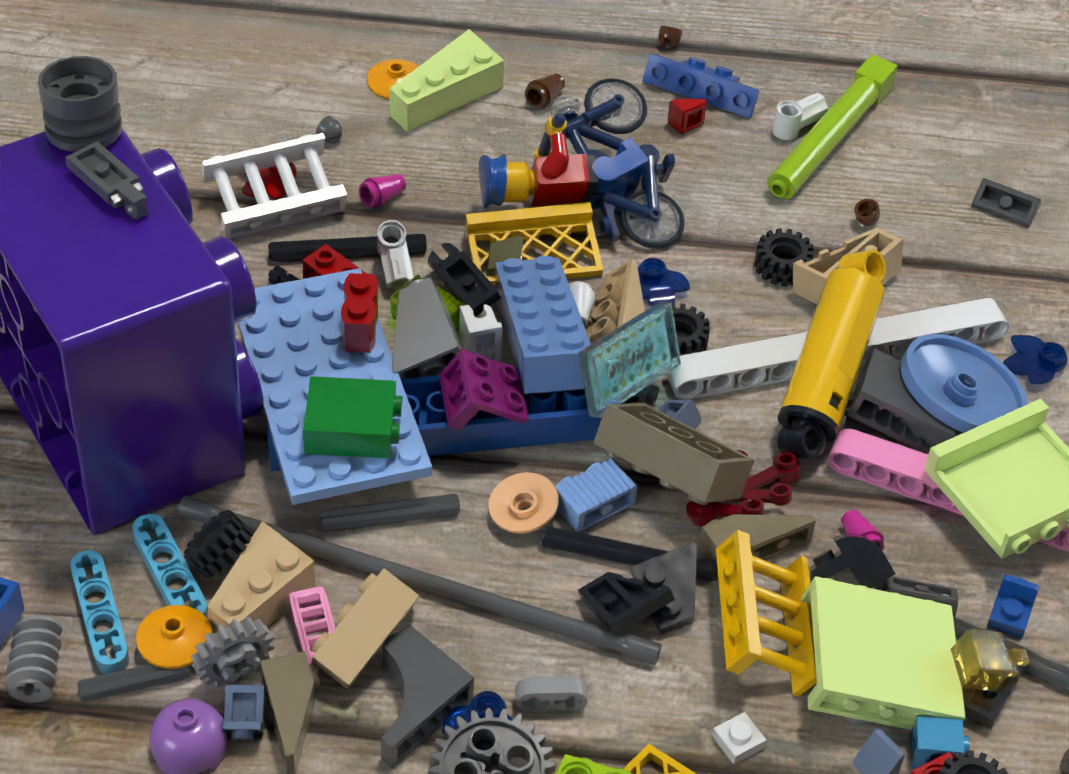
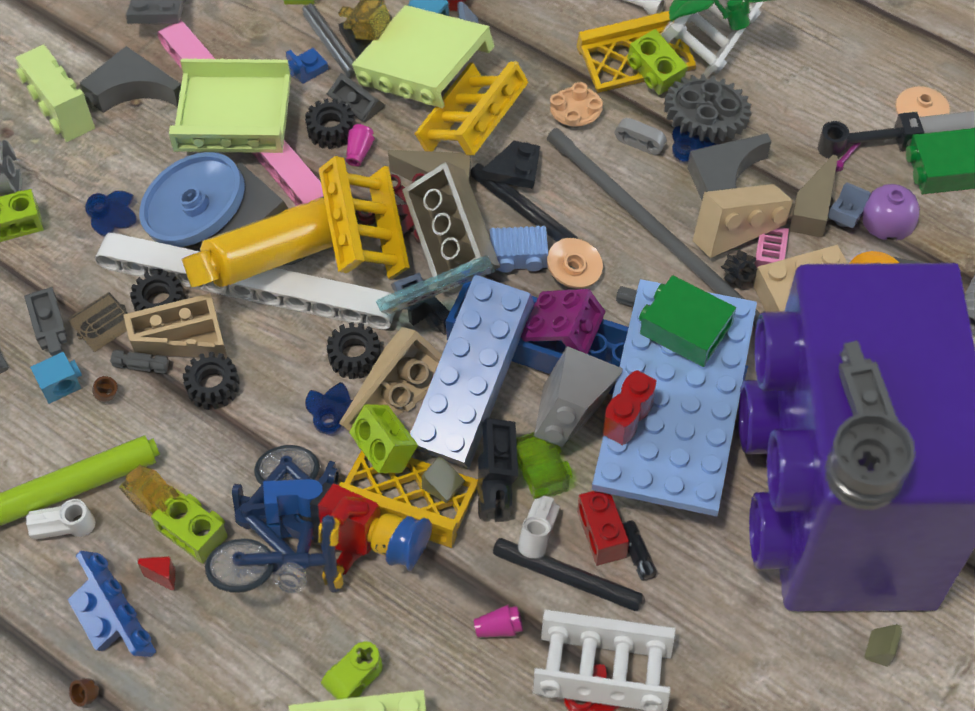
camera: 145 degrees left, 10 degrees up
(232, 651) = (845, 230): light grey gear -> none
(337, 574) = (740, 268): none -> black gear
(475, 115) = (349, 675): none -> lime piece
(480, 335) = (526, 393): white hinge -> none
(543, 90) = (263, 676): reddish brown cone -> none
(582, 251) = (383, 438): none -> lime brick
(584, 299) = (409, 410): white cone -> none
(622, 600) = (556, 163): black wing -> none
(657, 704) = (576, 105): none -> light nougat dish
(695, 148) = (185, 530): none -> lime brick
(739, 738) = (539, 71): white plate -> none
(746, 149) = (147, 490): none -> clear yellow brick
(795, 399) = (343, 222): none -> yellow fence
(859, 554) = (386, 120): black brick -> none
(908, 289) = (153, 285): none -> black tyre
(917, 202) = (57, 377): none -> dark azure brick
(917, 530) = (325, 112): none -> black tyre
(935, 271) = (99, 322): none -> clear smoke piece
(976, 241) = (46, 320): none -> dark grey hinge

